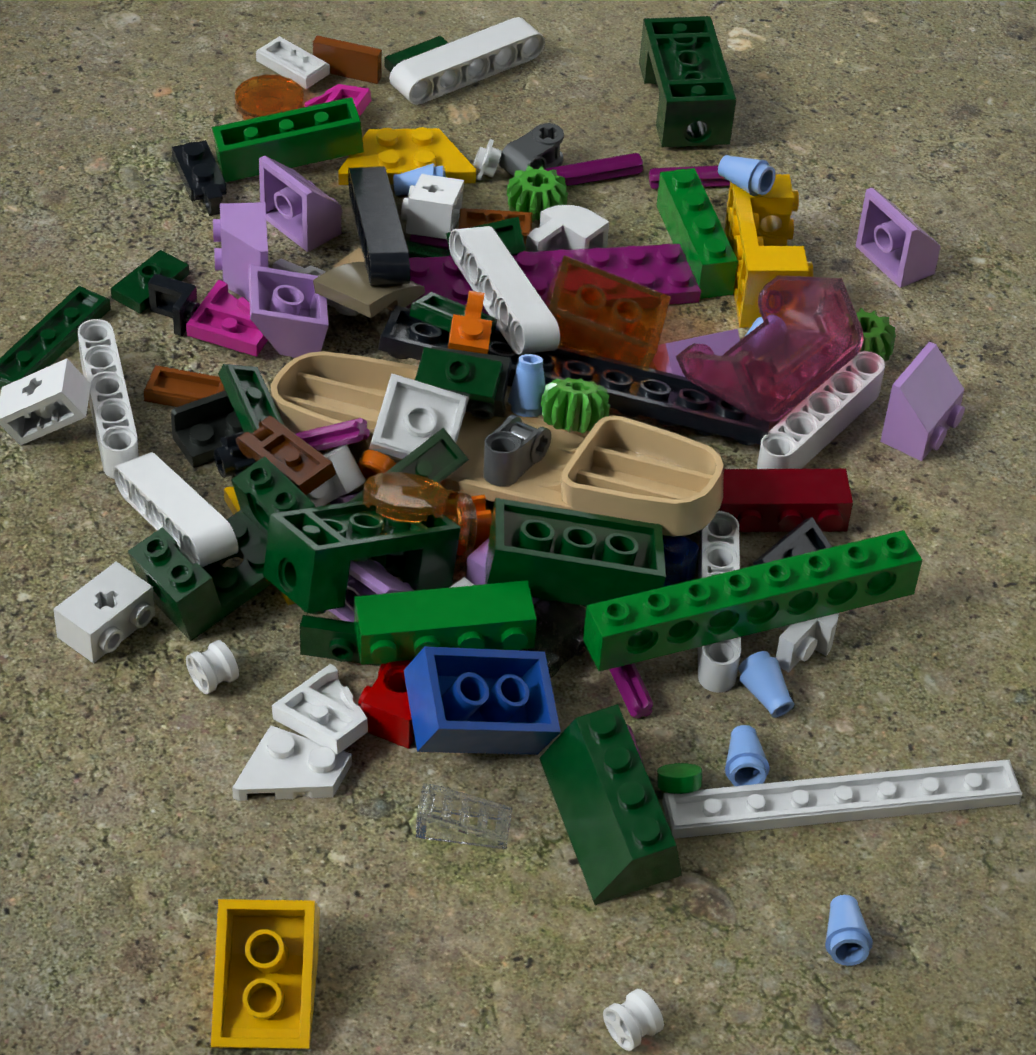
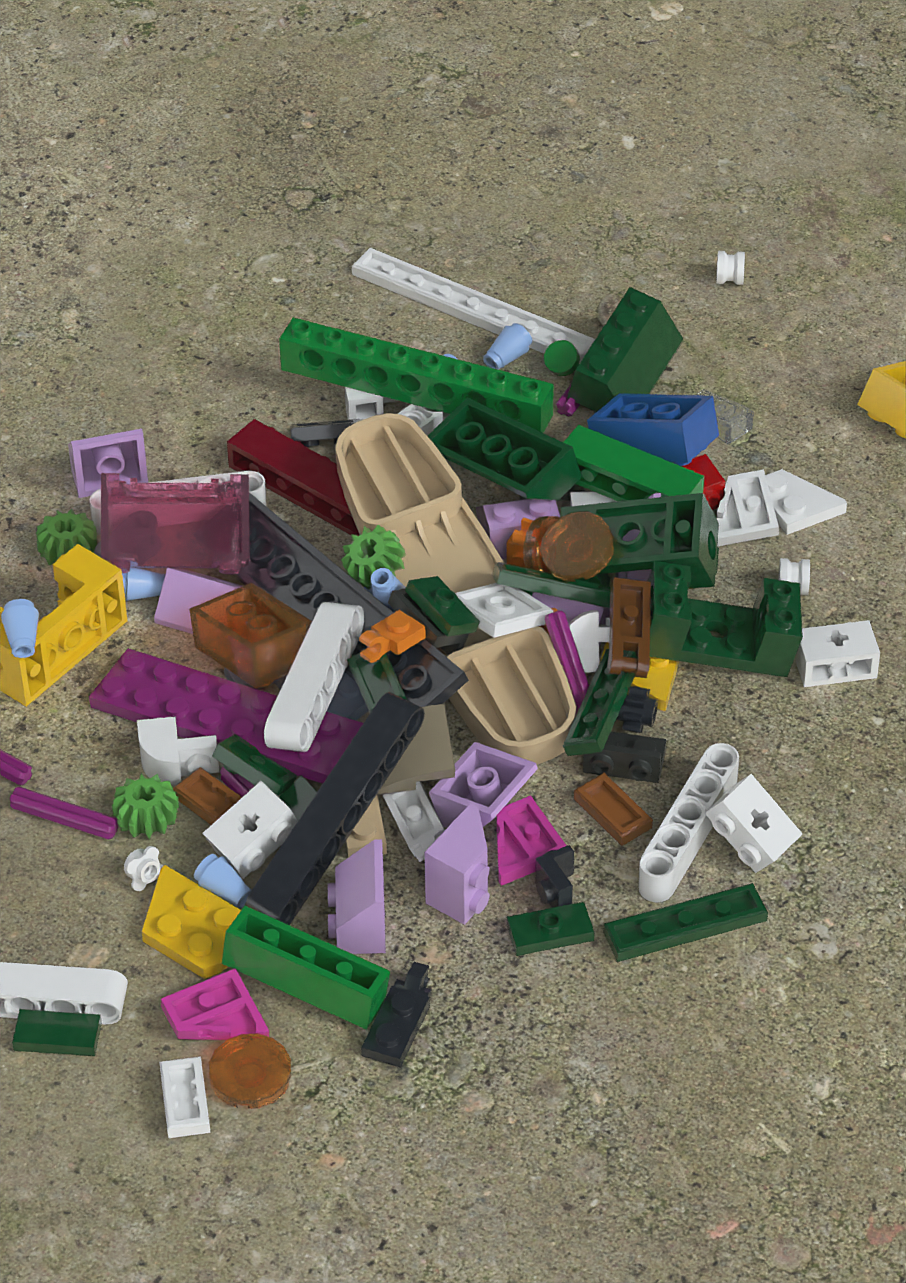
camera: 135 degrees left, 0 degrees up
(174, 505) = (731, 669): white beam -> none
(349, 59) = (134, 1060): dark orange tile -> none
(513, 450) = (454, 556): dark grey piece -> none
(534, 149) = (101, 846): dark grey piece -> none
(697, 229) = (65, 690): green brick -> none
(847, 932) = (561, 242): light blue cone -> none

